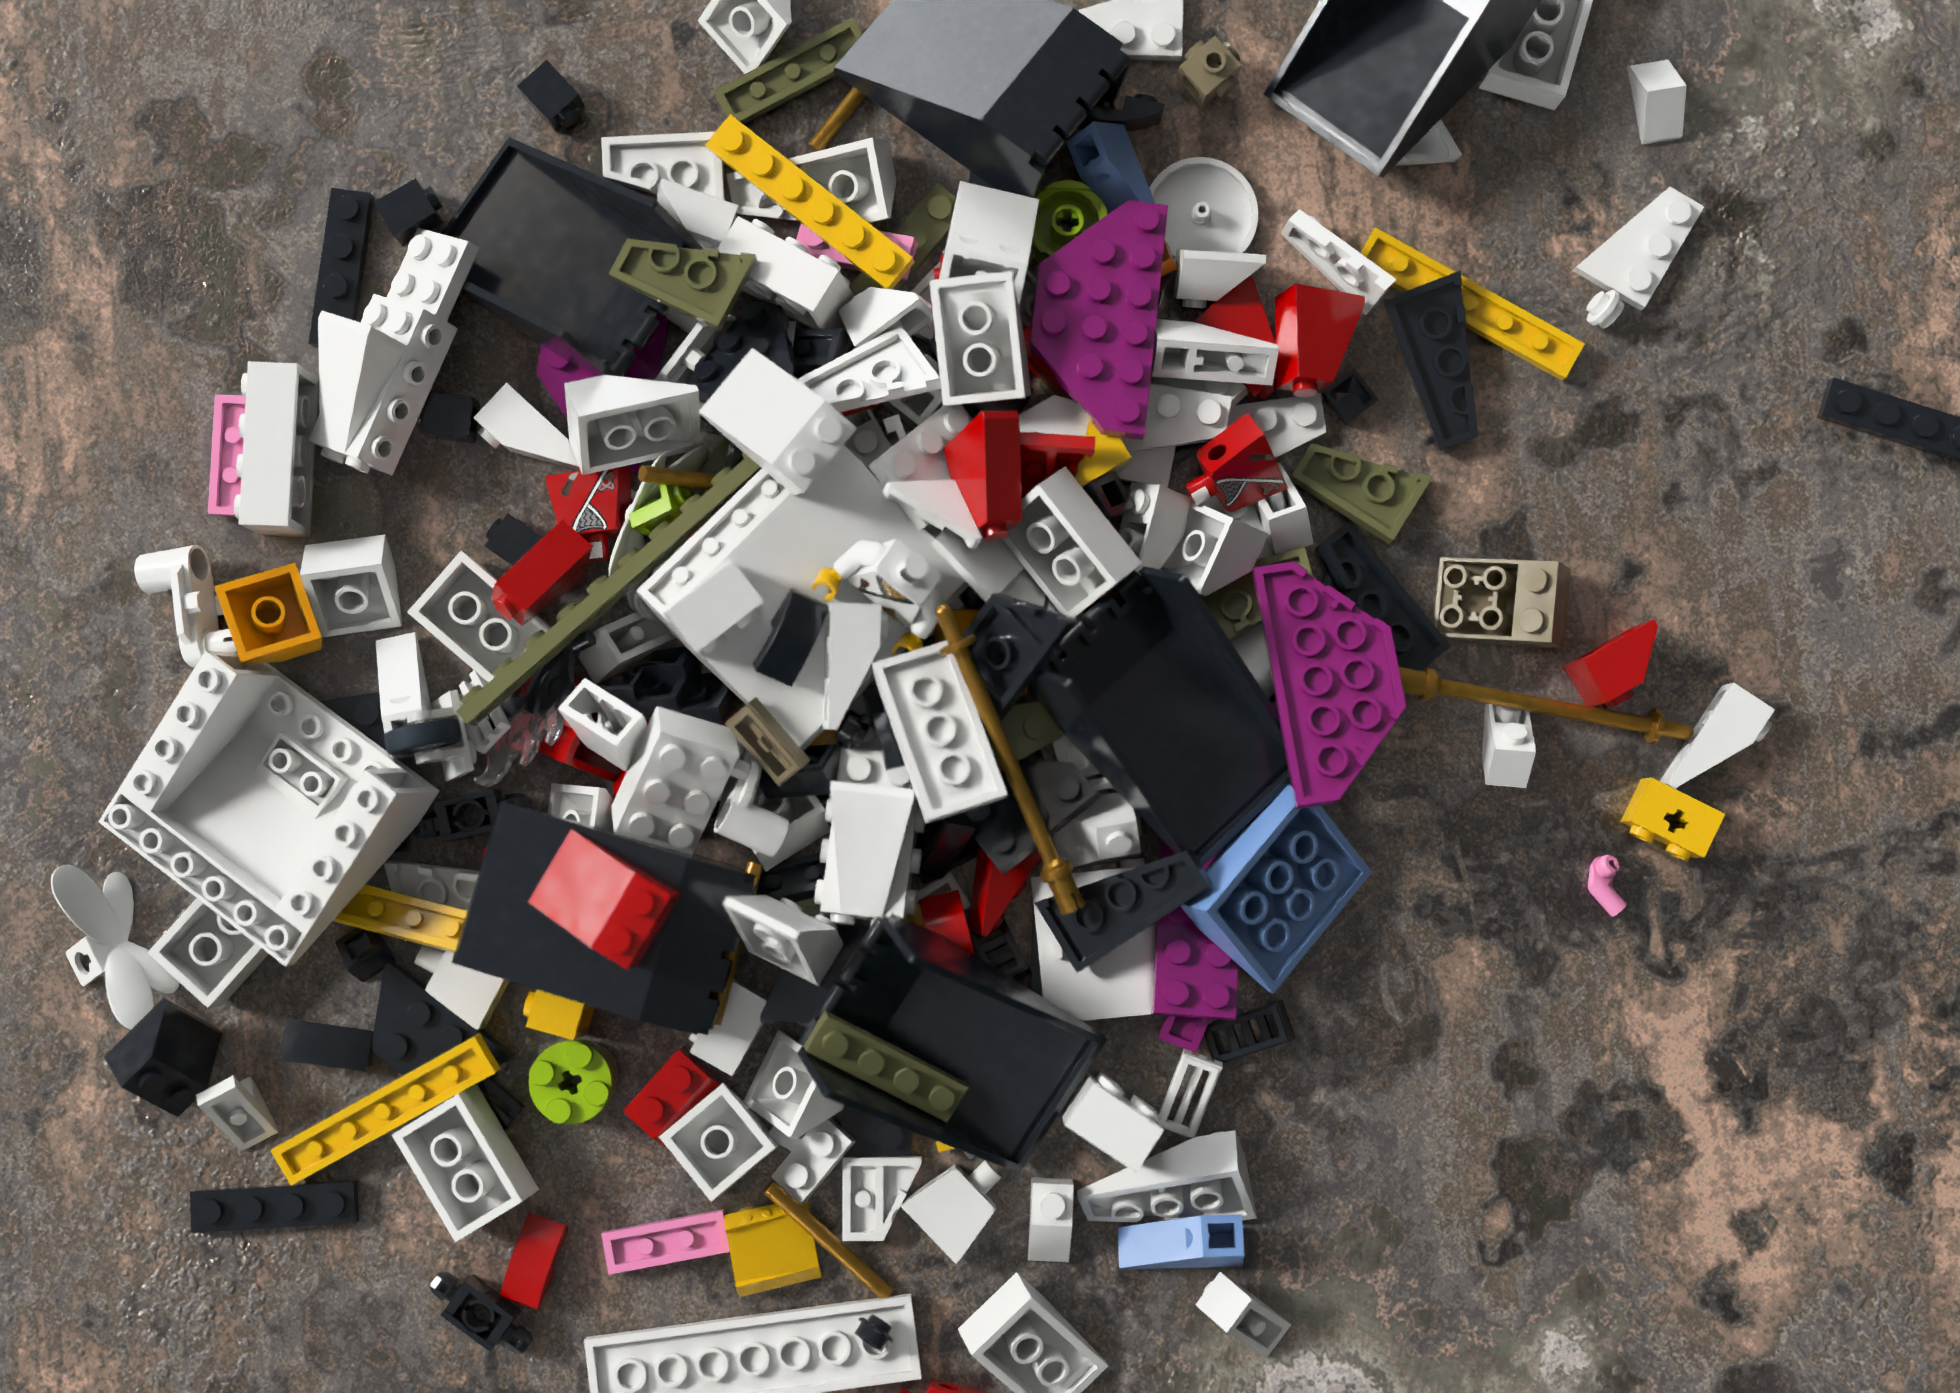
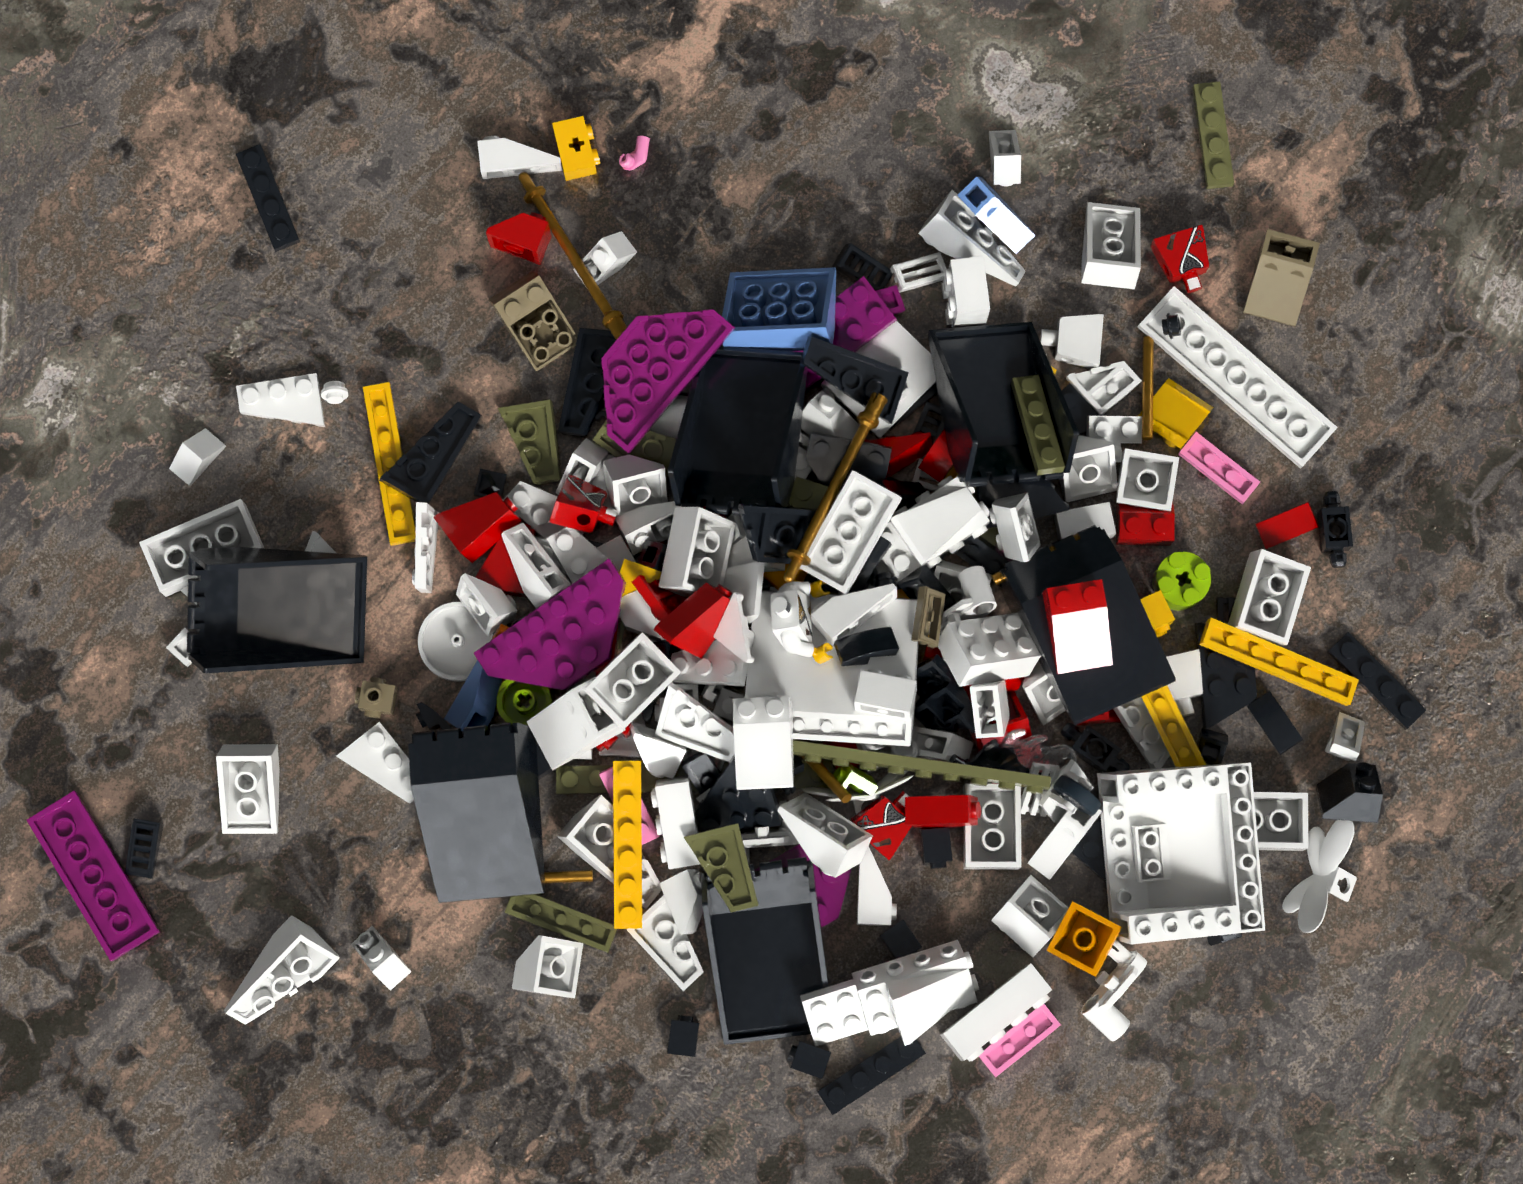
camera: 130 degrees left, 5 degrees down
(1050, 1219) = (1040, 289): white slope -> none

